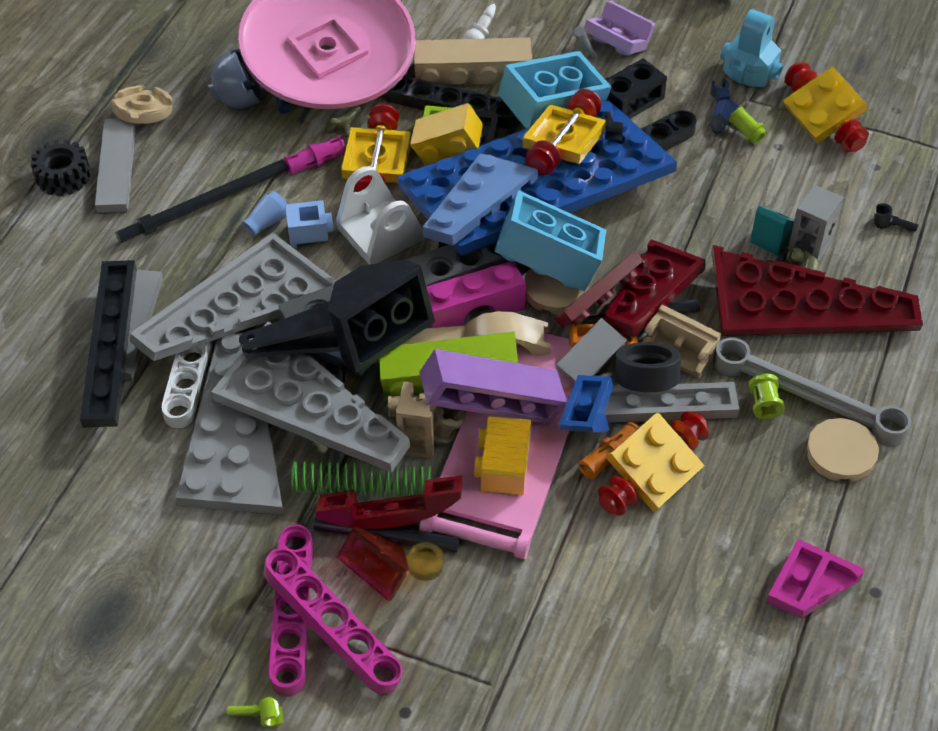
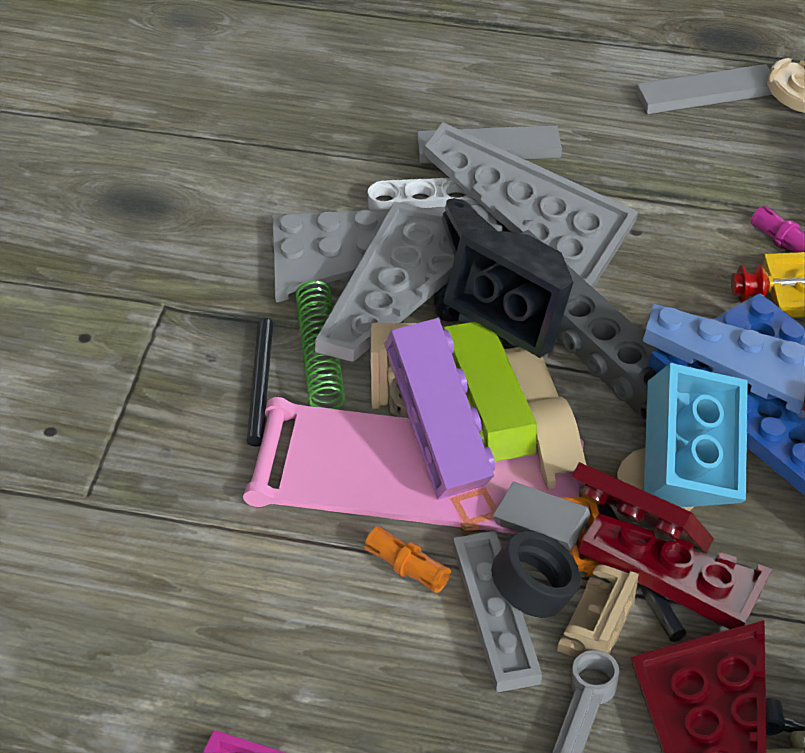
camera: 80 degrees right, 5 degrees down
(61, 179) = (681, 49): black tyre -> none
(108, 345) = (418, 126): black plate -> none
(148, 224) = (629, 128): black bar -> none
(267, 212) = (677, 209): light blue cone -> none
(268, 710) = (38, 325): lime hand -> none
(290, 624) = (141, 332): dark pink beam -> none
(308, 222) = (671, 249): light blue brick -> none
(338, 636) = (130, 362): dark pink beam -> none
(346, 511) = (277, 363): dark red slope -> none
(375, 220) = (702, 285): white hose -> none
(375, 561) = (224, 378): clear red slope -> none
(425, 561) = (229, 417): clear yellow tile -> none
(497, 286) = (618, 409): dark pink arch -> none
(504, 455) = (367, 450): yellow brick -> none
(587, 405) = (438, 511): blue slope -> none
(654, 462) = (395, 600): yellow plate -> none
(766, 396) = (531, 715): lime bush -> none

